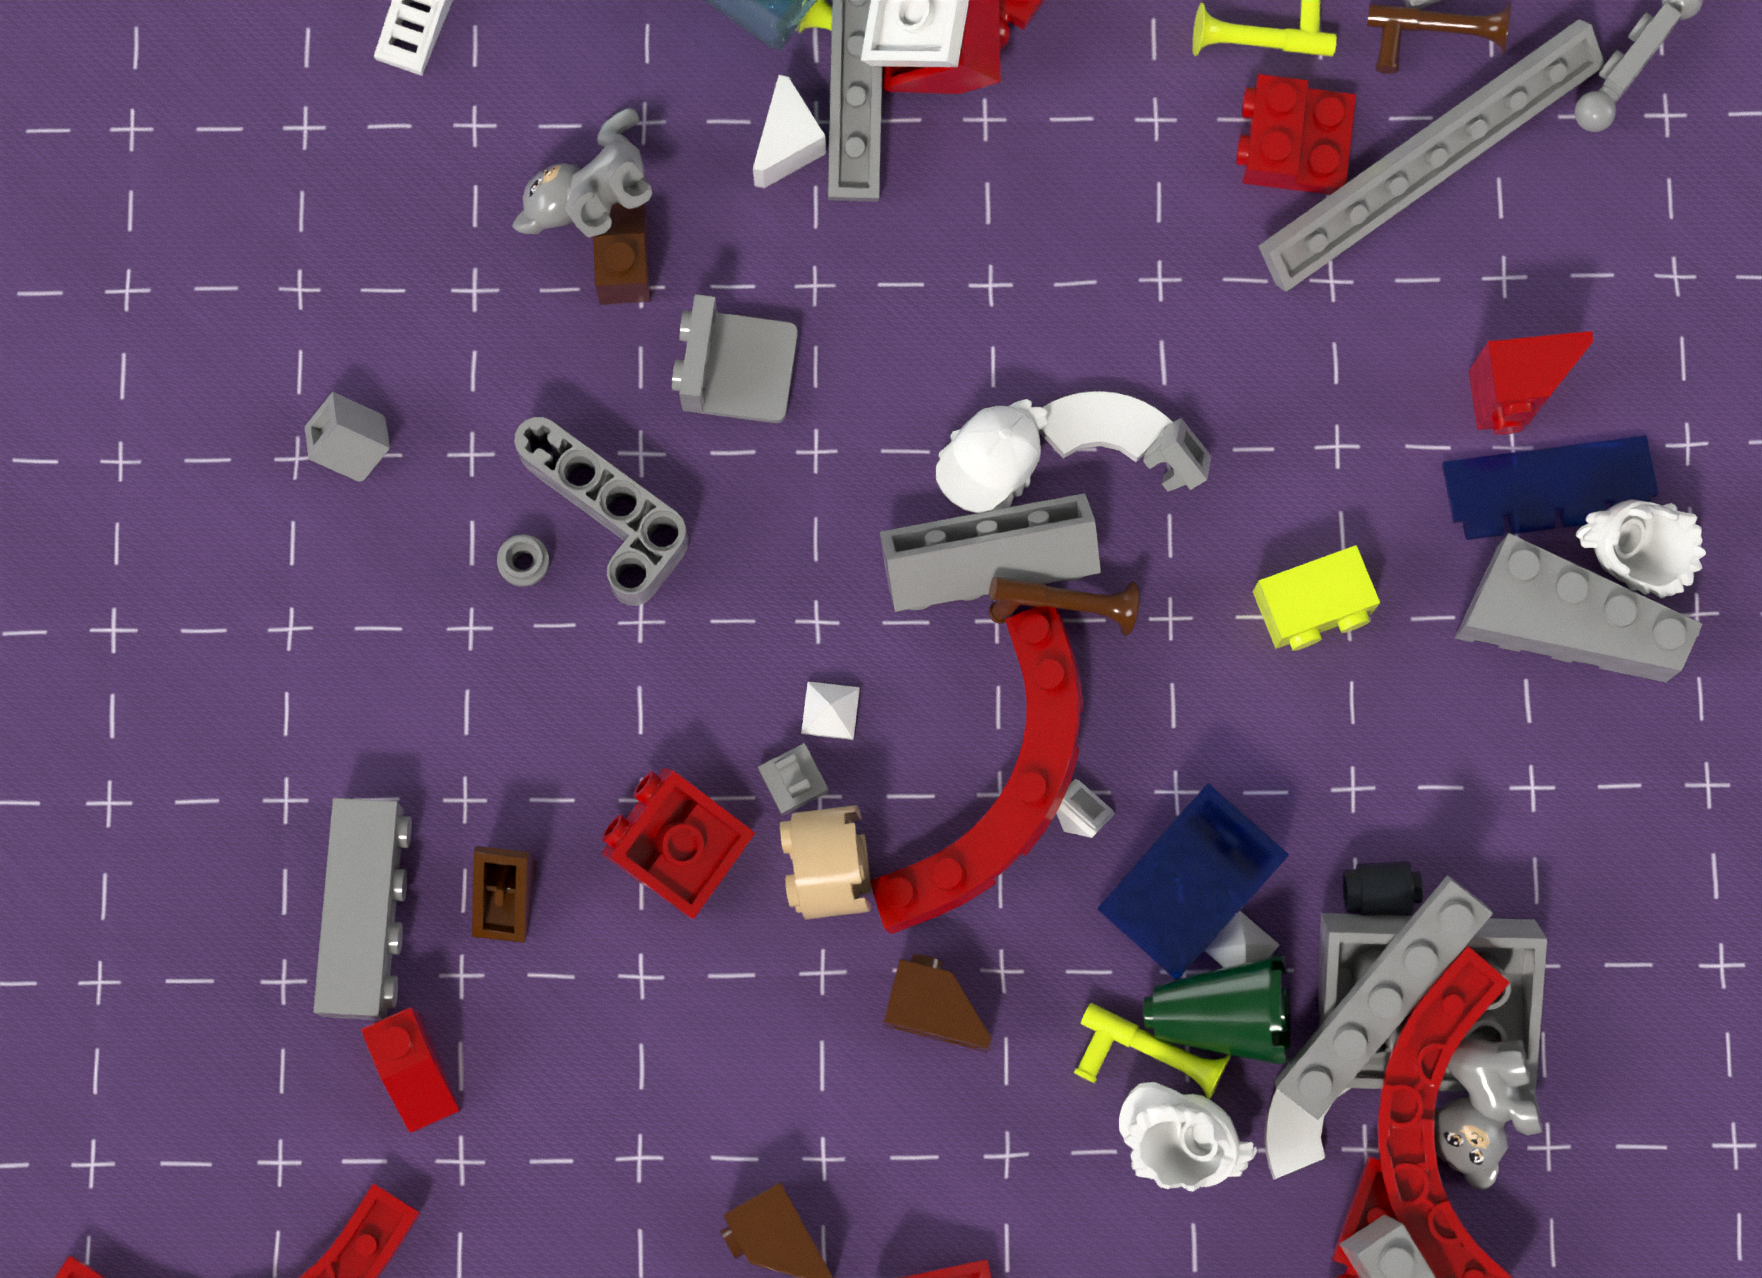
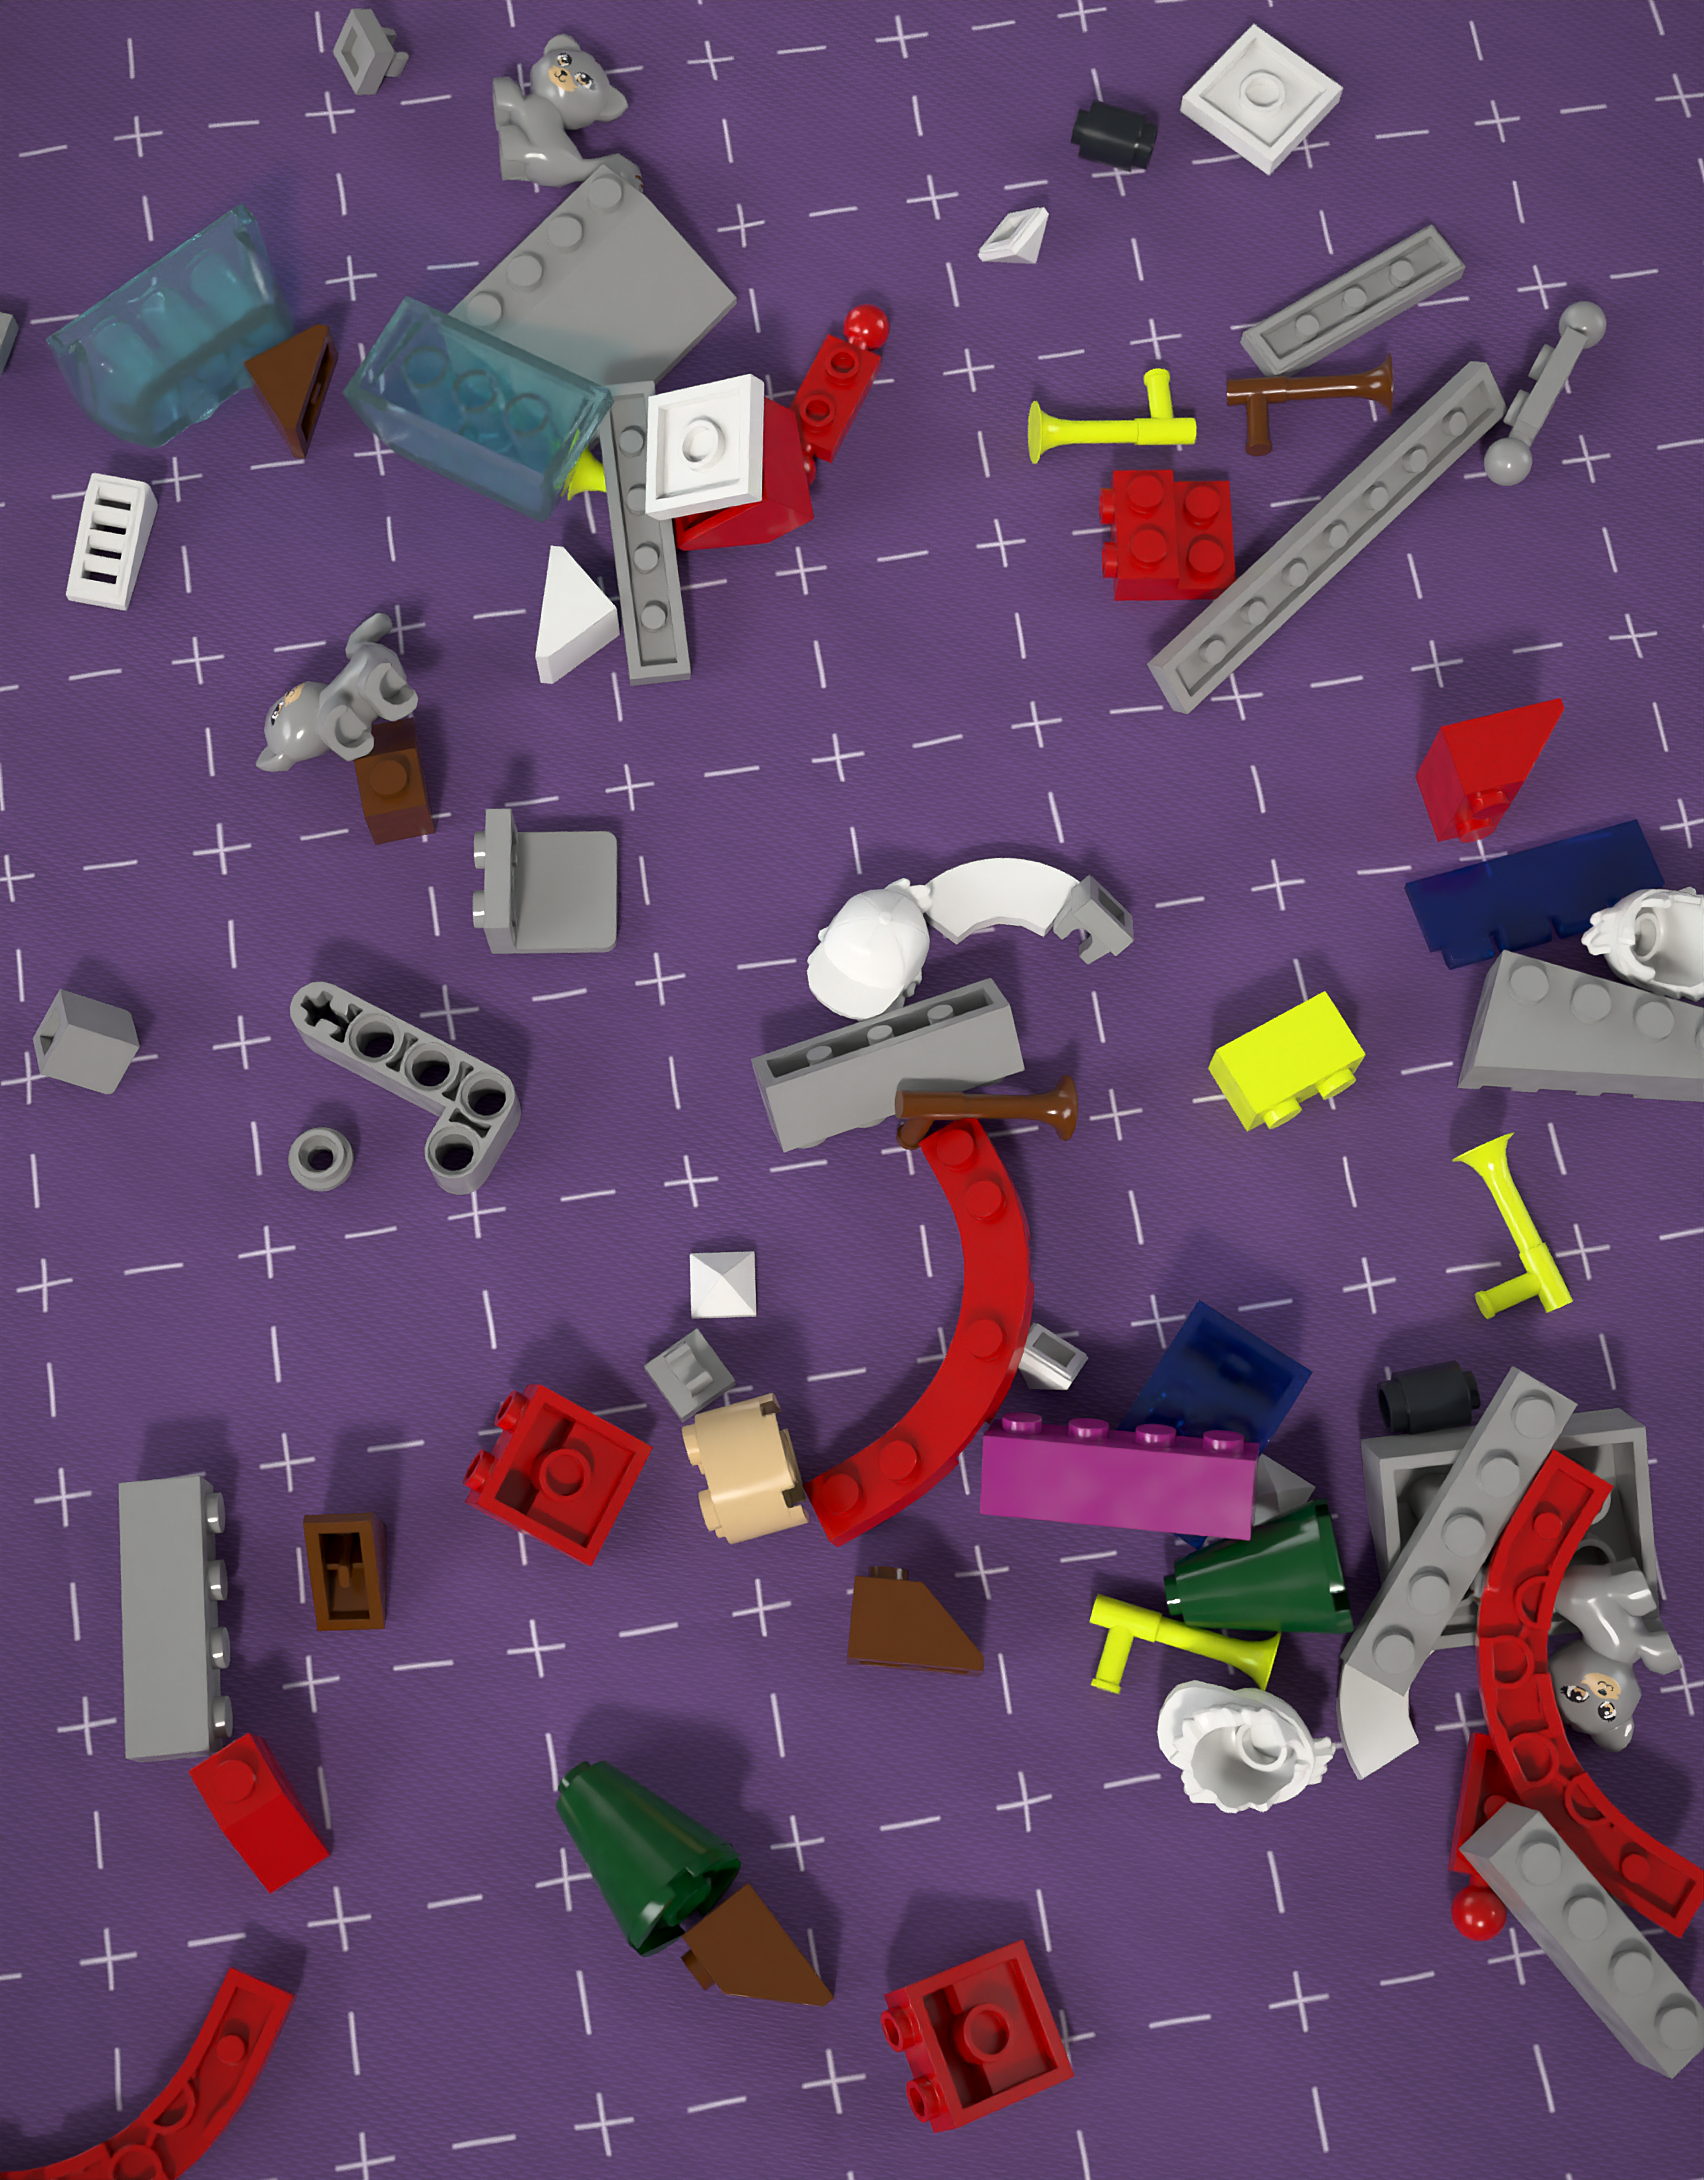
camera: 10 degrees left, 5 degrees down
(702, 1148) = (643, 1854): none -> dark green cone
(1121, 913) = (1120, 1476): none -> magenta brick
(1494, 799) = (1542, 1273): none -> neon yellow piece

